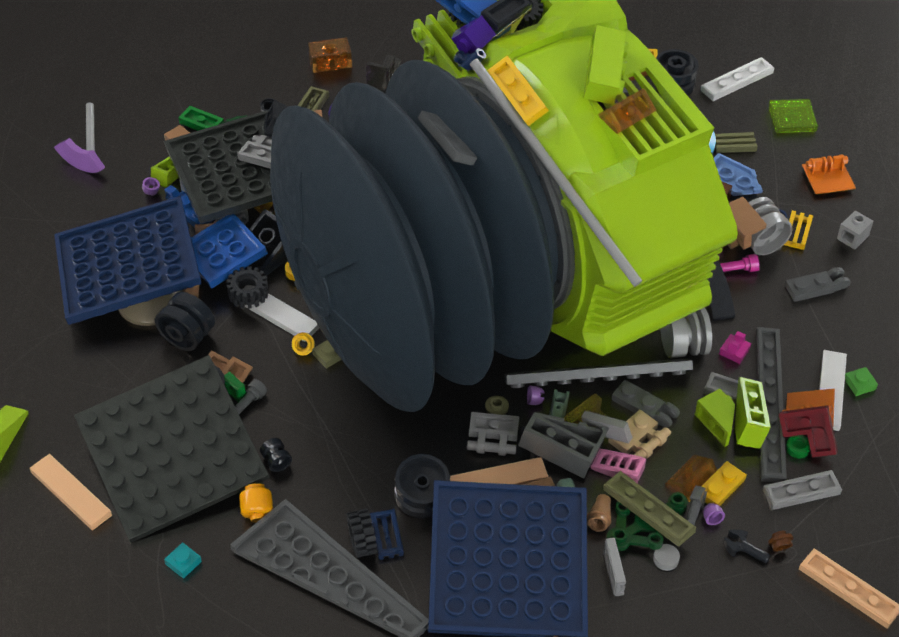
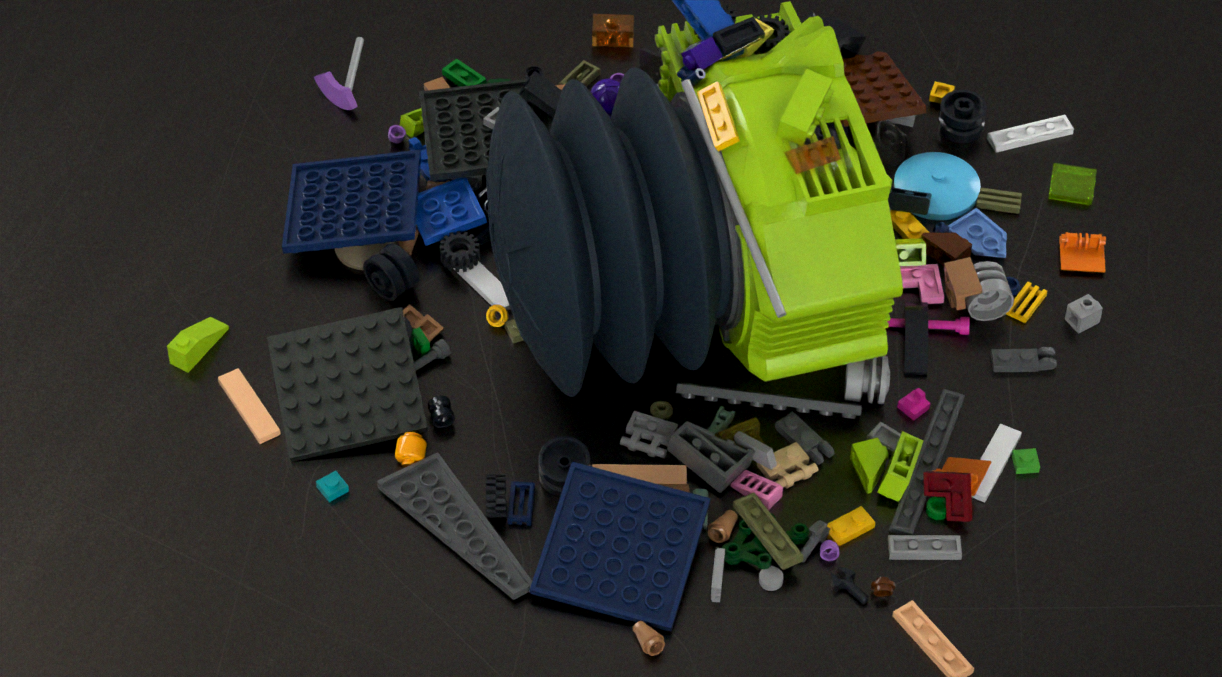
camera: 15 degrees right, 0 degrees up
(447, 139) = (640, 151): dark grey tile -> none
(534, 395) = (700, 406): medium lavender hinge -> none
(692, 473) = (825, 510): clear orange slope -> none

